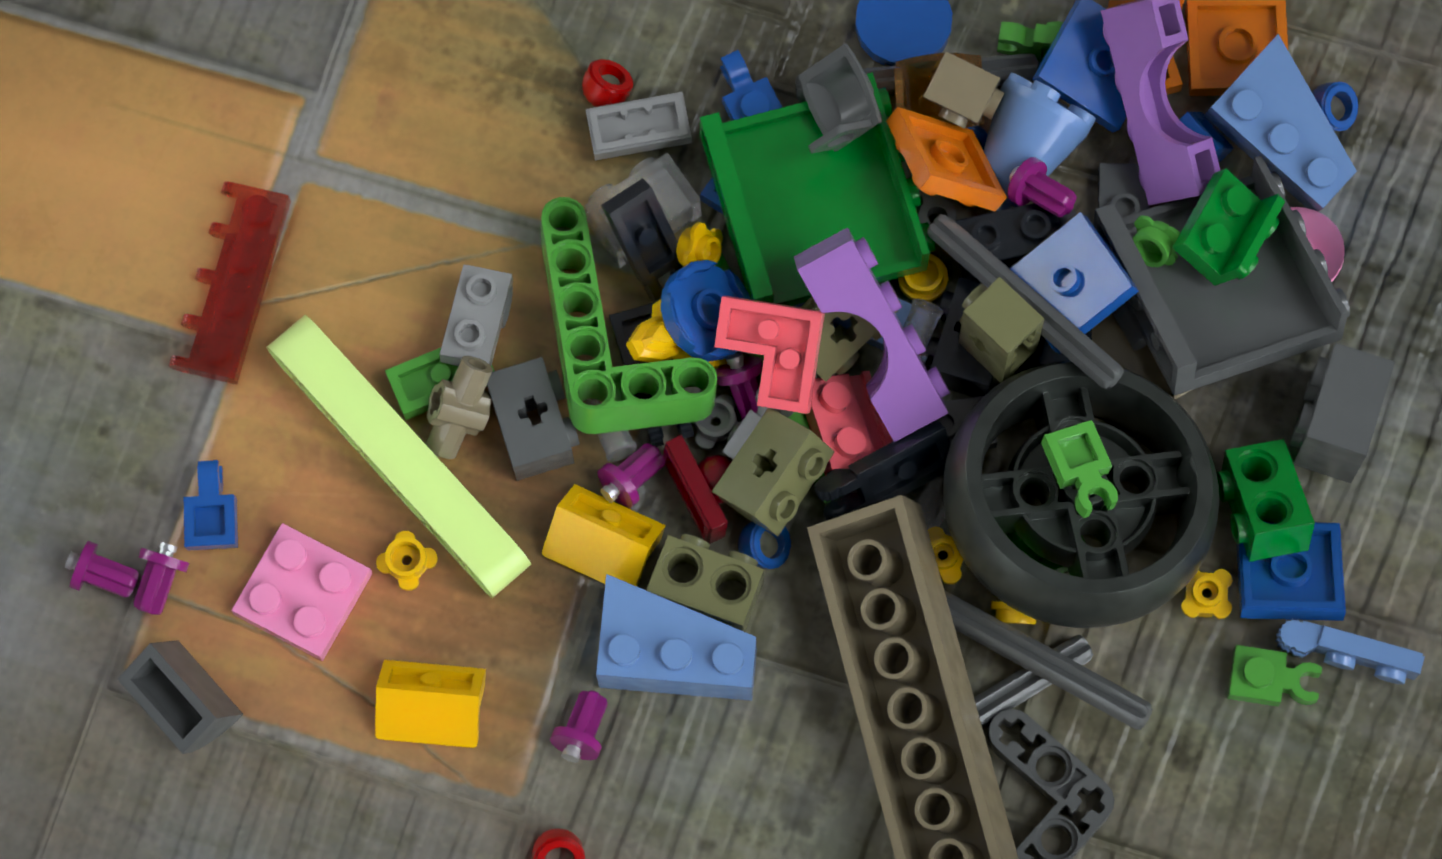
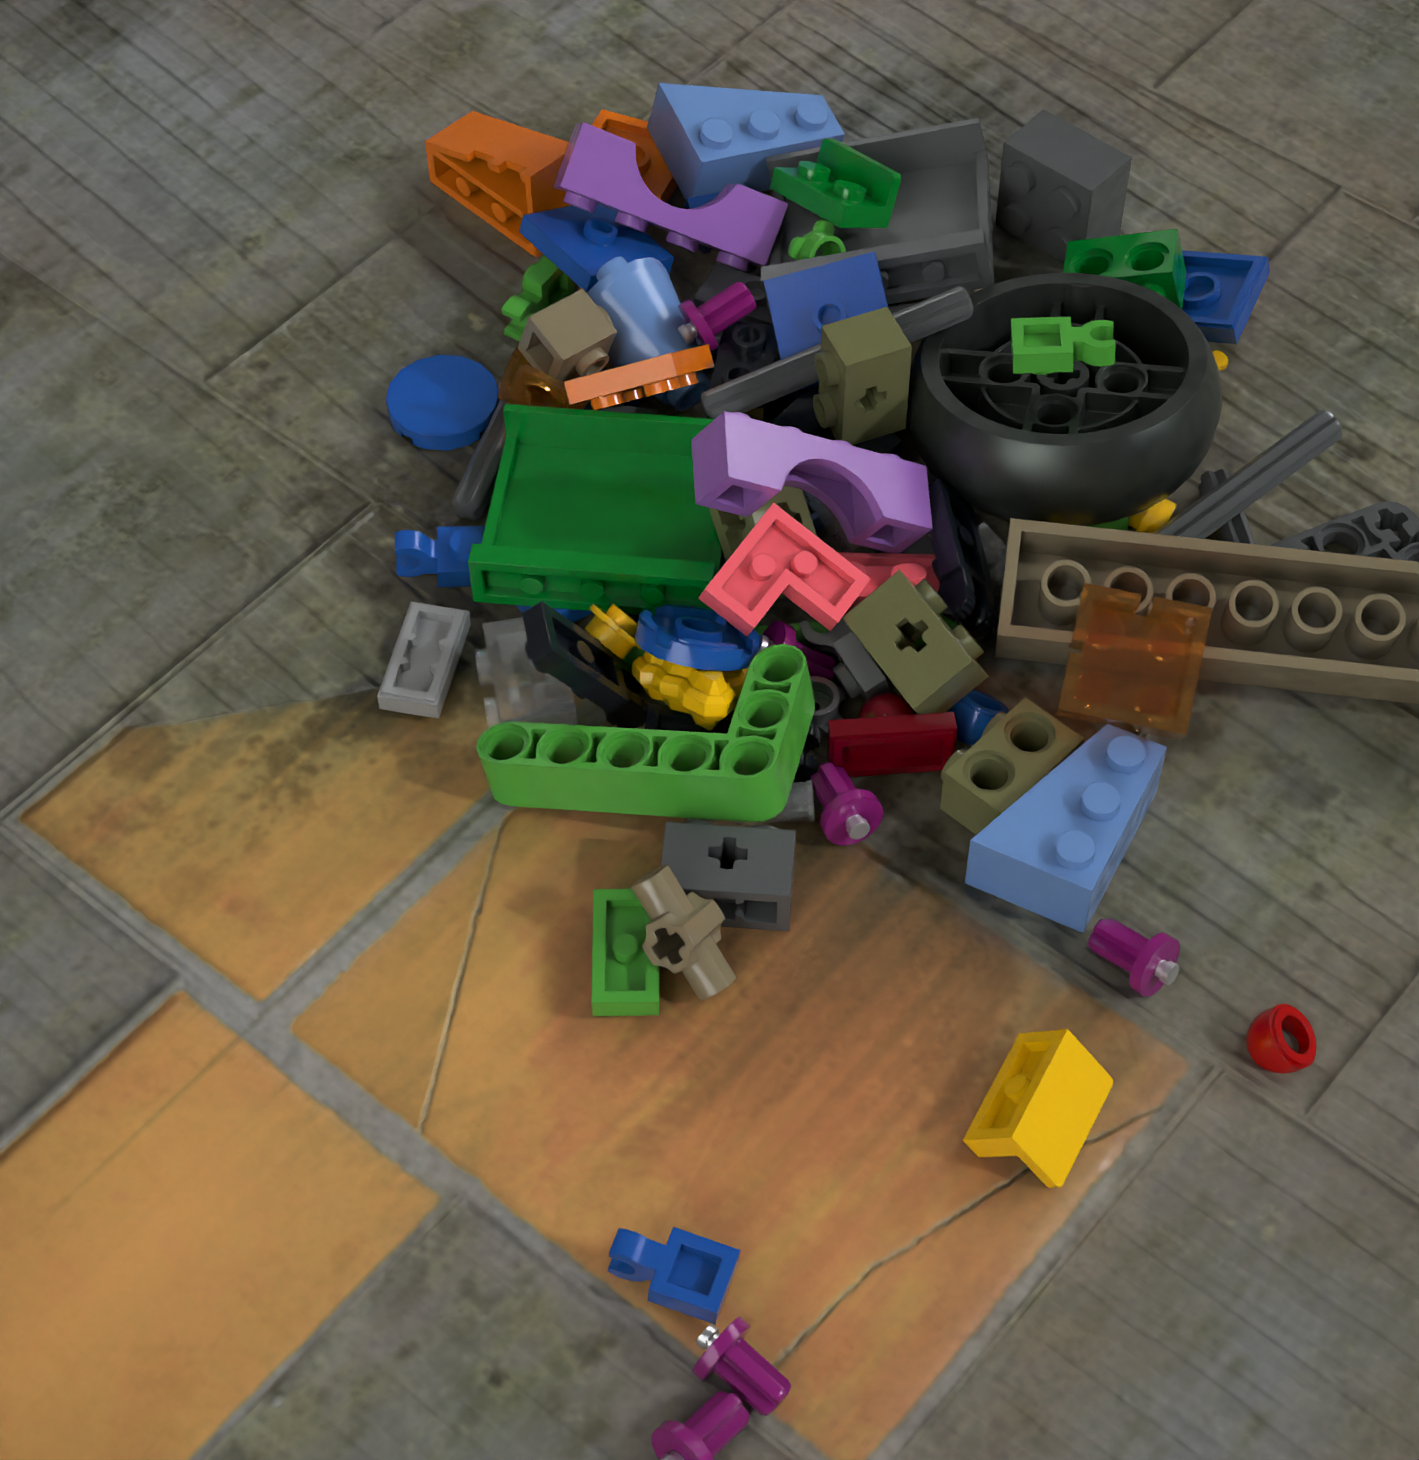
camera: 70 degrees left, 20 degrees down
(179, 695) = (921, 1394): dark grey brick -> none
(235, 283) = (382, 1142): clear red hinge -> none
(302, 592) = (832, 1207): bright pink plate -> none
(399, 456) = (701, 1031): yellowish green beam -> none
(403, 546) = (846, 1054): yellow plate -> none
(477, 315) = (566, 874): light grey plate -> none
(599, 91) = (353, 681): red piece -> none
(601, 537) = (908, 858): yellow panel -> none
(796, 638) = (1133, 666): none -> clear orange piece
(839, 99) = (520, 435): dark grey piece -> none
(1262, 677) = (1301, 356): bright green plate -> none
(1347, 649) = (1302, 278): medium blue hinge -> none

